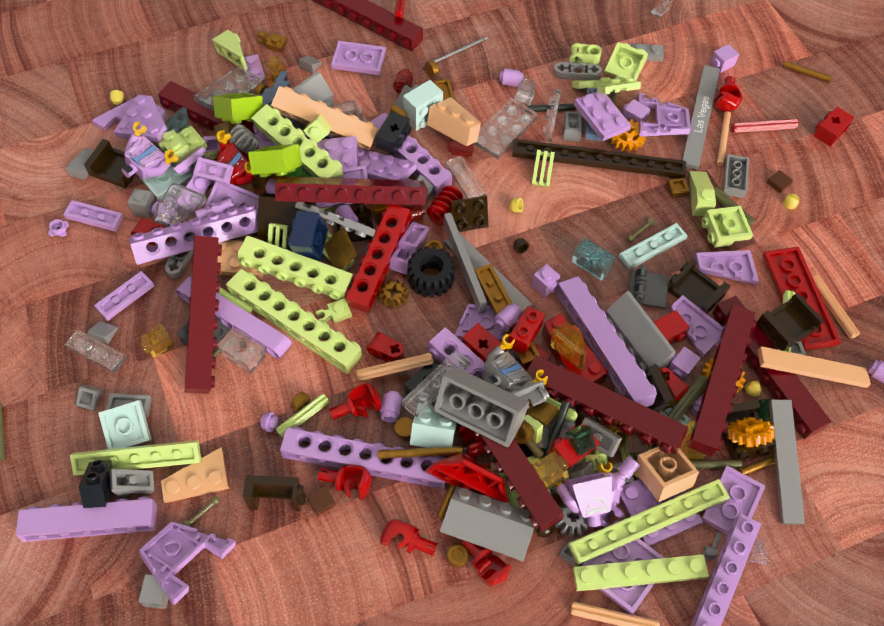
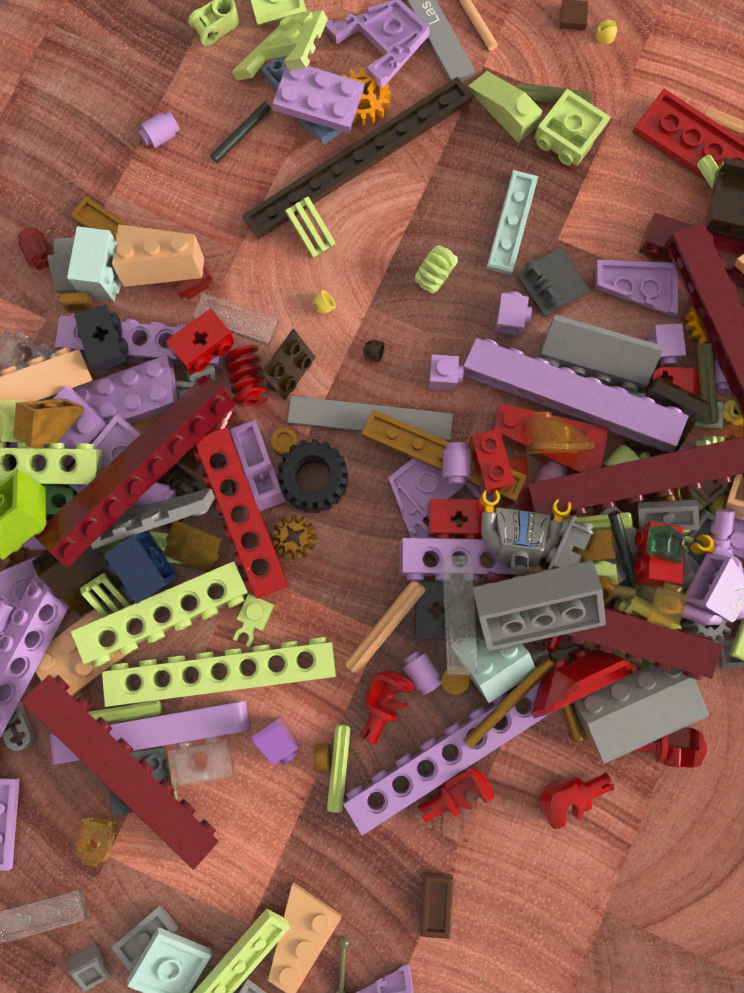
camera: 40 degrees left, 20 degrees up
(103, 332) = (21, 885): light grey slope -> none
(269, 421) = (313, 810): lavender plate -> none
(273, 487) = (396, 880): dark brown panel -> none
(280, 528) = (436, 905): none -> reddish brown tile
(286, 369) = (276, 742): none -> medium lavender slope
(321, 500) = (448, 838): reddish brown tile -> none
(330, 136) = (44, 421): none -> pearl gold slope
(385, 348) = (347, 614): red piece -> none
(431, 69) = (51, 200): pearl gold tile -> none
(437, 168) = (204, 329): none -> red brick
(457, 555) = (632, 764): pearl gold tile -> none
(458, 50) = (54, 149): light grey piece -> none
(465, 263) = (340, 432): light grey tile -> none
(504, 127) = (216, 207): clear plate -> none
(525, 91) = (196, 137): clear piece -> none
(551, 115) = (255, 143): clear plate -> none
(566, 66) = (228, 40): light grey beam -> none
(572, 126) = (288, 136): light grey slope -> none
(590, 229) = (436, 269): none -> yellowish green gear
(593, 259) = (470, 298): clear light blue brick -> none
(609, 283) = (512, 313): none -> lavender brick
(636, 111) = (345, 55): lavender brick -> none
(650, 222) = (483, 193): olive hinge -> none
(673, 327) = (620, 312): red brick -> none
(678, 187) = (474, 119): pearl gold tile -> none
(697, 287) = (604, 236): dark brown panel -> none
(729, 265) = (610, 177): lavender wing -> none
(735, 176) = (524, 49): light grey piece -> none

